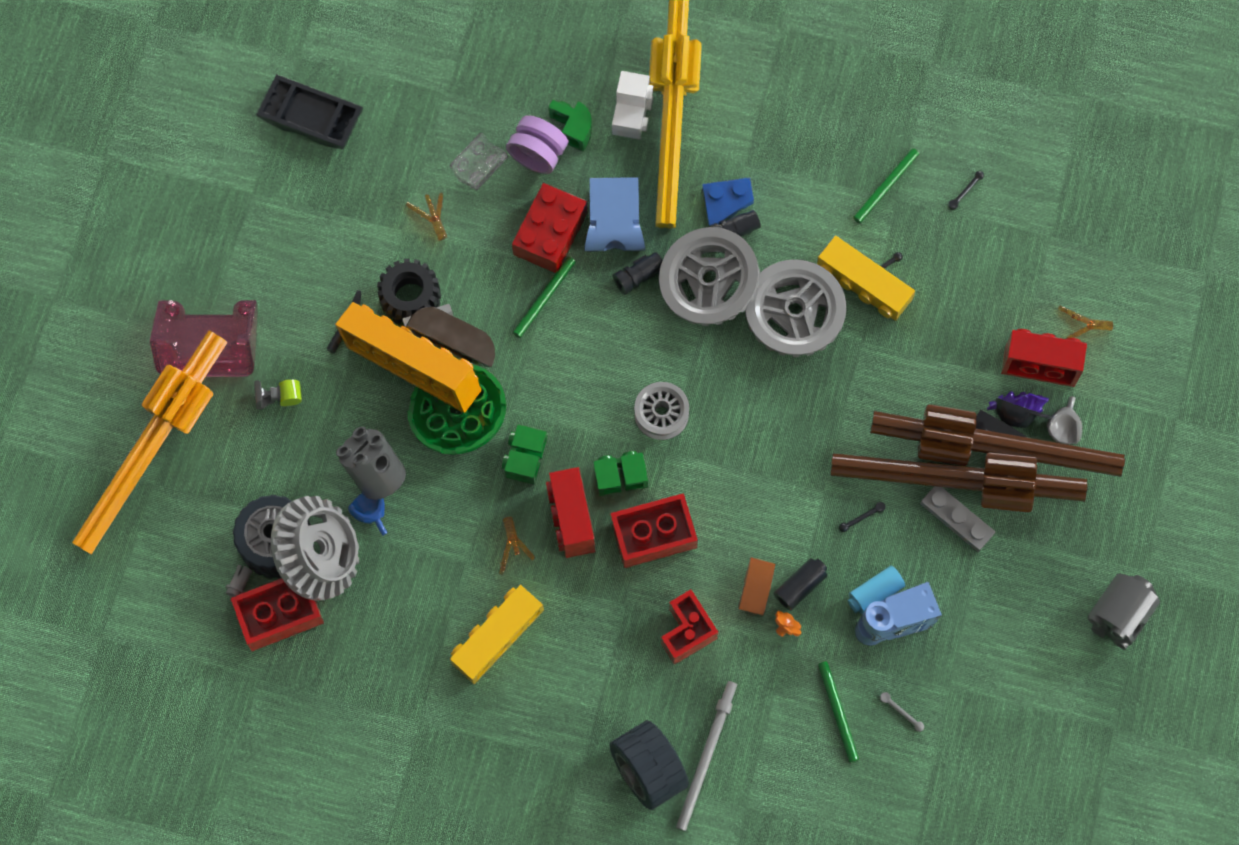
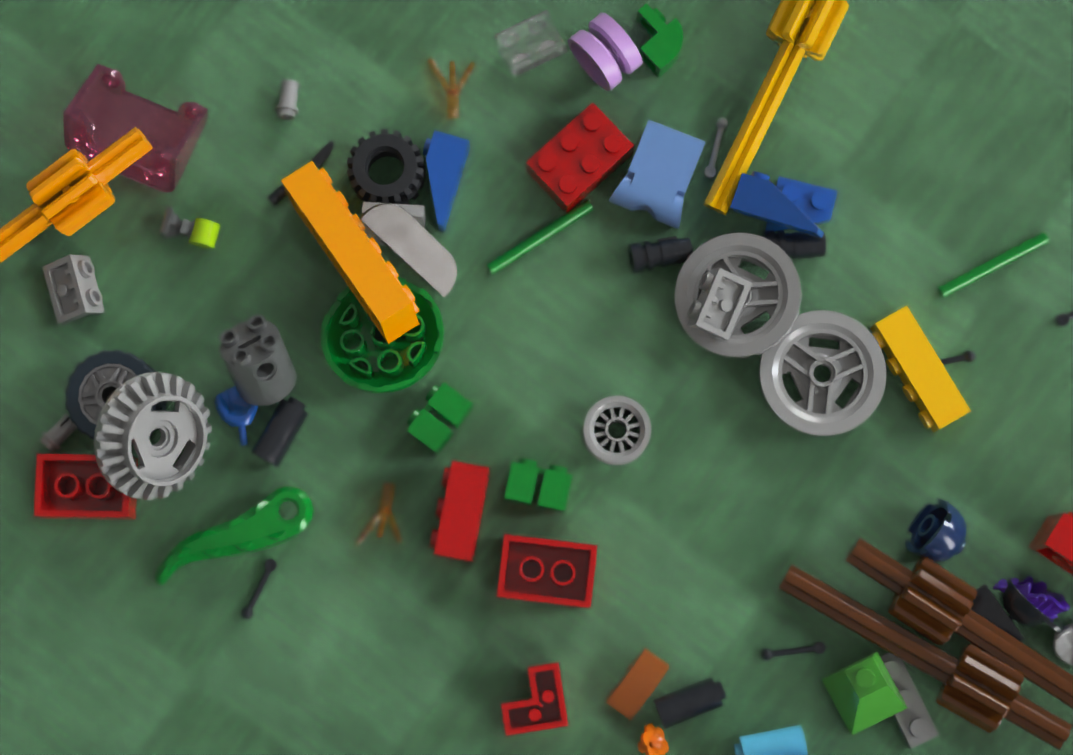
camera: 20 degrees right, 10 degrees up
(205, 472) = (73, 288): none -> light grey bracket
(314, 276) = (288, 98): none -> light grey pin
(408, 512) = (280, 431): none -> black brick
(415, 597) = (246, 534): none -> green animal
(442, 615) = (270, 566): none -> black hinge
(451, 274) = (445, 165): none -> blue slope
(496, 634) = (321, 615): yellow brick -> none
(633, 101) = (739, 42): white brick -> none
(650, 201) = (710, 171): none -> light grey hinge
(697, 285) = (718, 303): none -> light grey bracket
(700, 204) = (764, 201): none -> blue slope
(926, 523) = (864, 693): none -> bright green slope
(929, 385) = (937, 532): none -> dark blue cylinder

